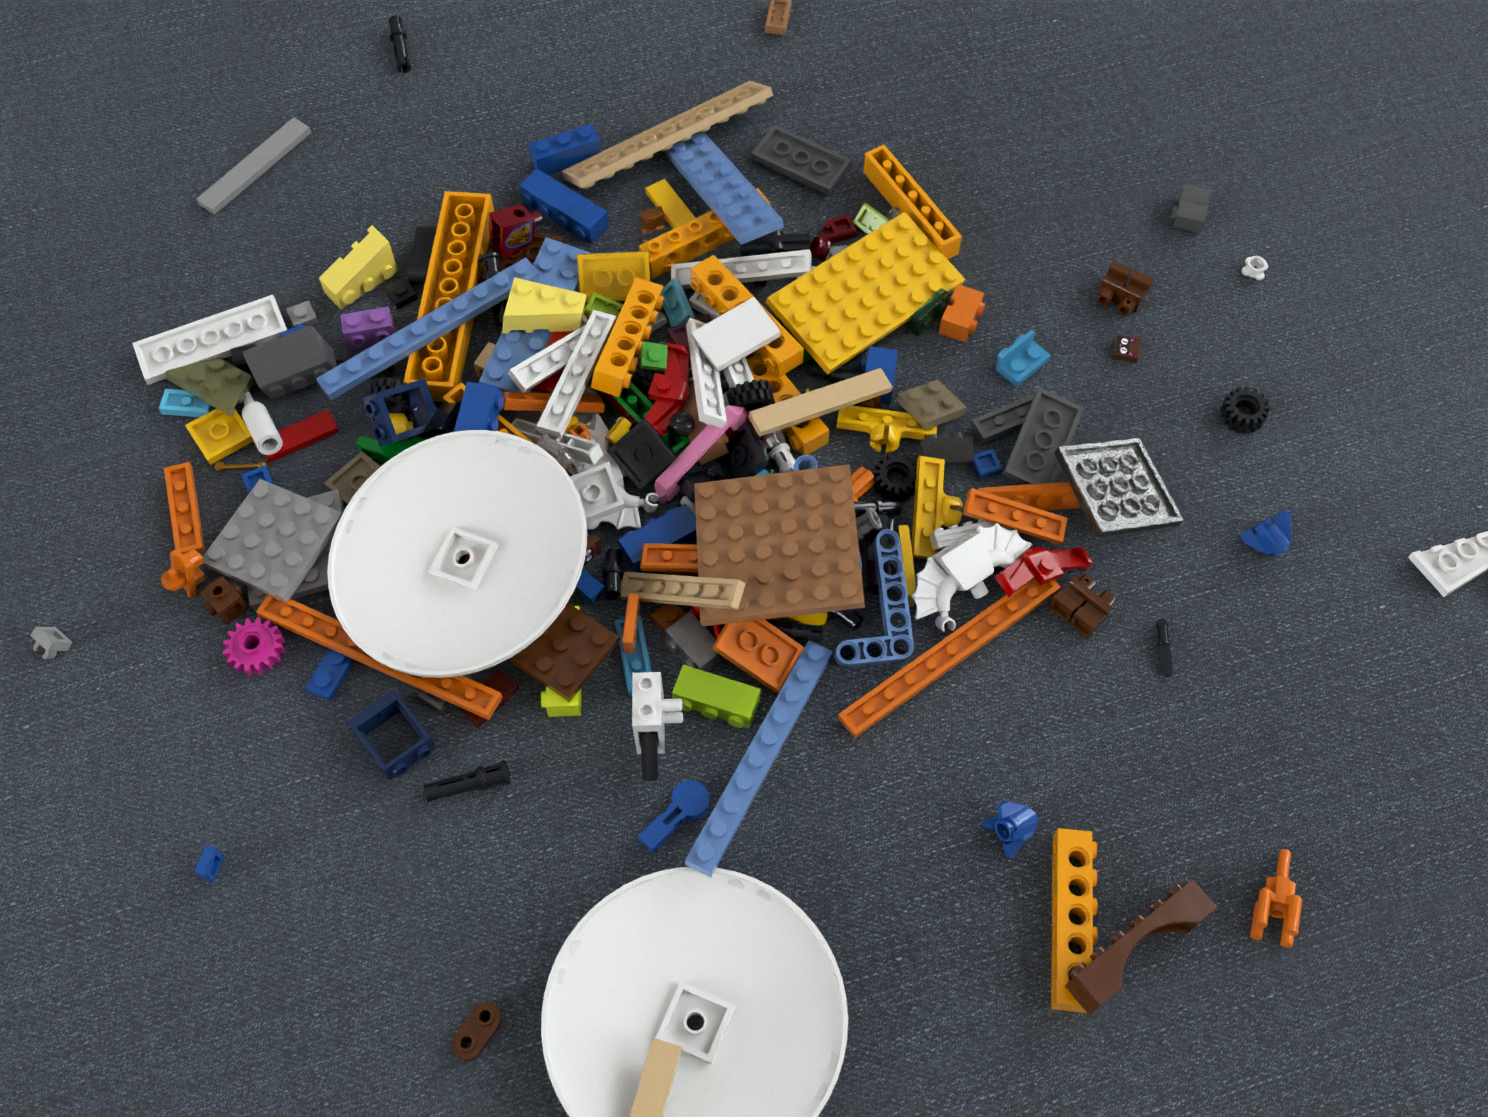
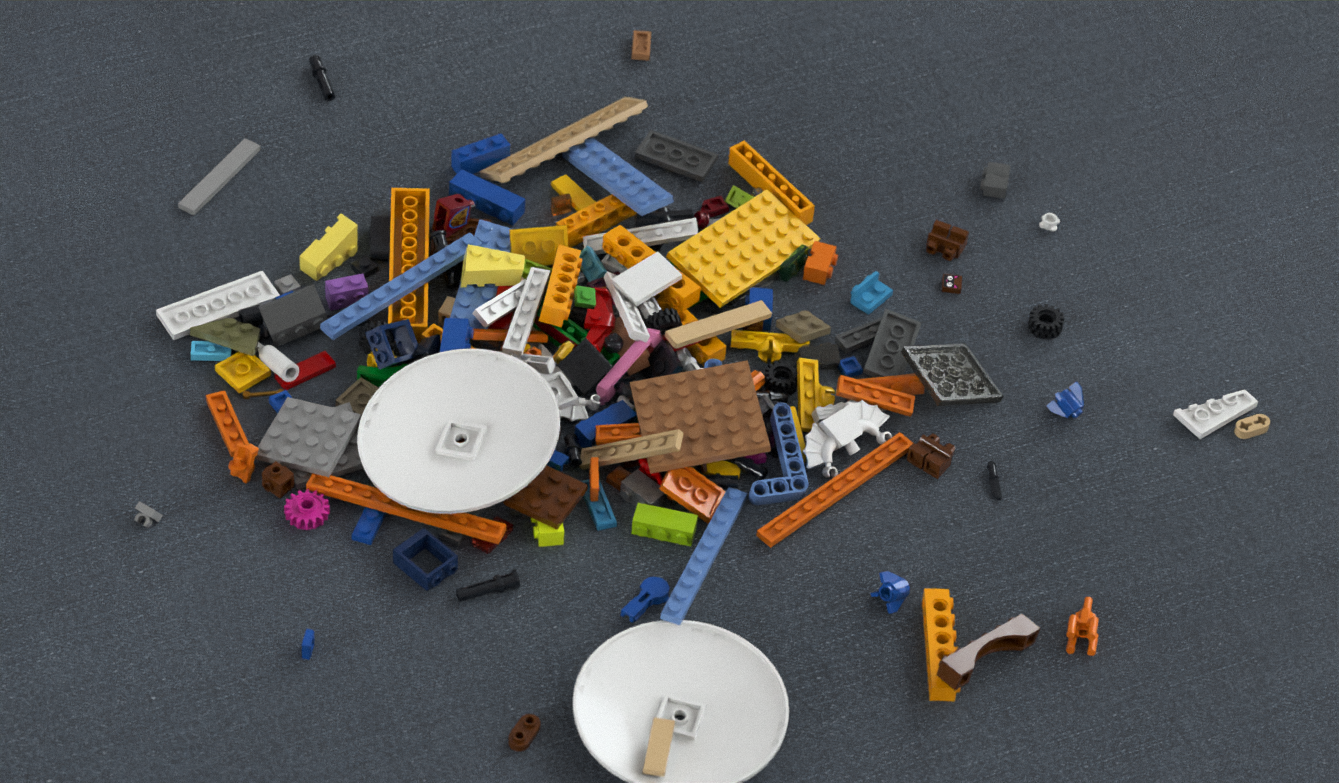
camera: 10 degrees left, 15 degrees down
(649, 718) = (620, 533): white piece -> none
(1042, 565) = (899, 429): red plate -> none

